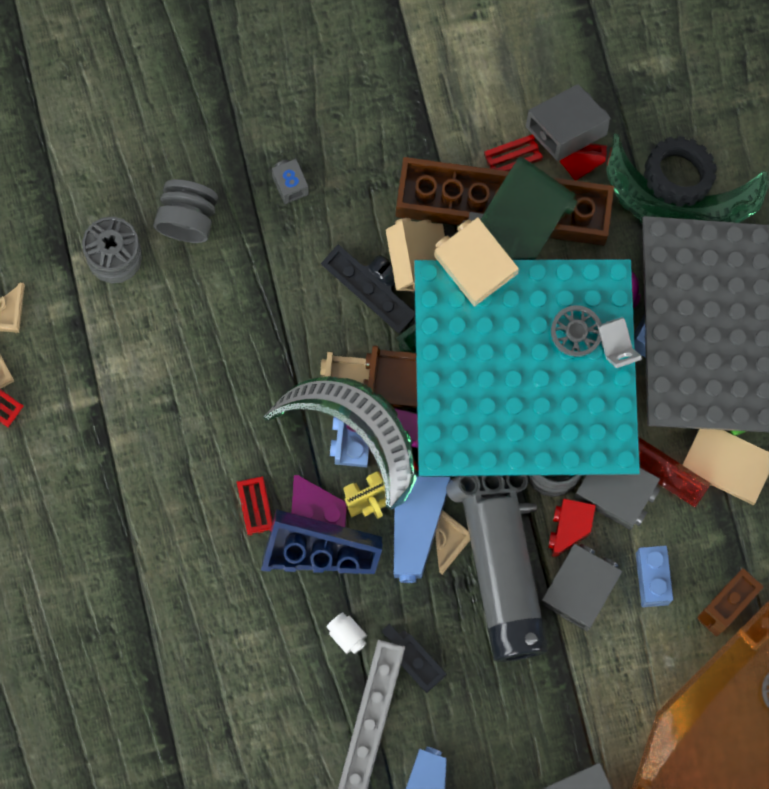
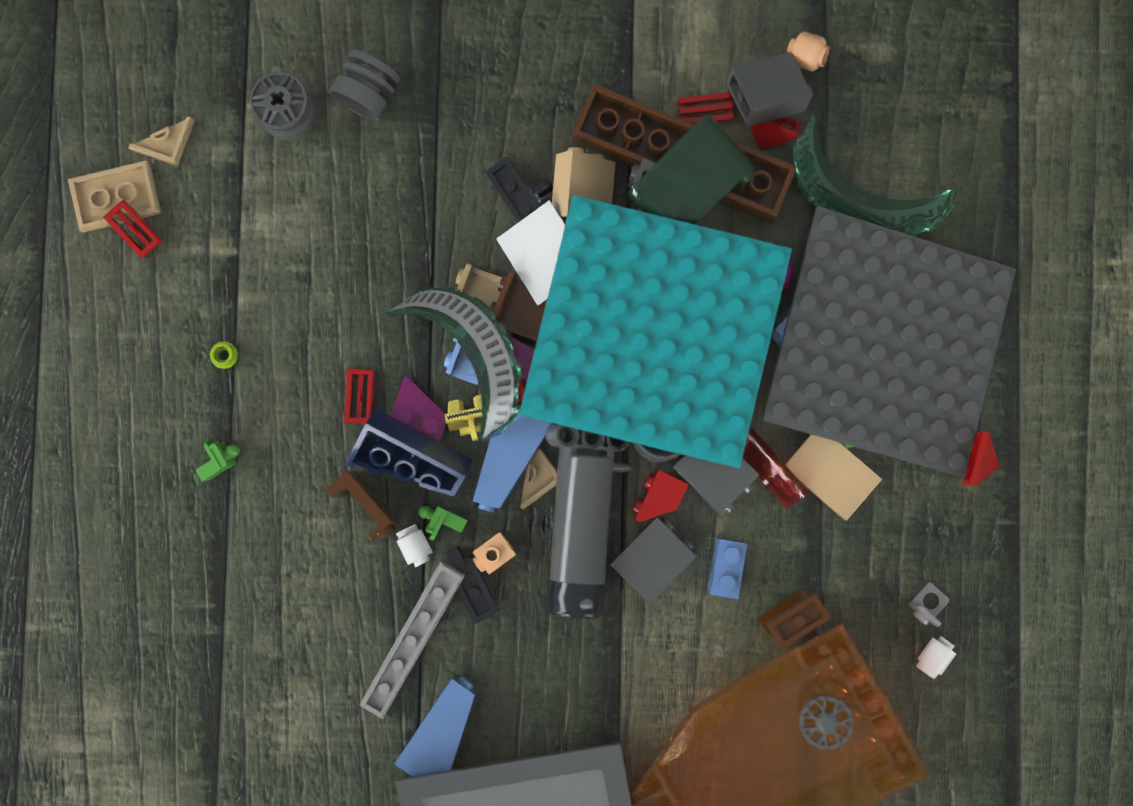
camera: 20 degrees right, 10 degrees up
(112, 491) = (215, 355): none -> lime plate
(137, 600) = (221, 459): none -> bright green piece
(275, 586) = (352, 482): none -> reddish brown panel
(289, 180) = (477, 79): dark grey brick -> none
(364, 599) = (438, 517): none -> bright green piece
(390, 321) = (534, 249): none -> white sticker
(426, 620) = (493, 553): none -> light nougat brick
(475, 261) = (632, 211): tan brick -> none
(576, 331) = (716, 309): dark grey wheel -> none
(595, 78) = (809, 50): none -> light nougat head
(617, 343) = (753, 333): light grey bracket -> none
(690, 151) = (882, 148): black tyre -> none

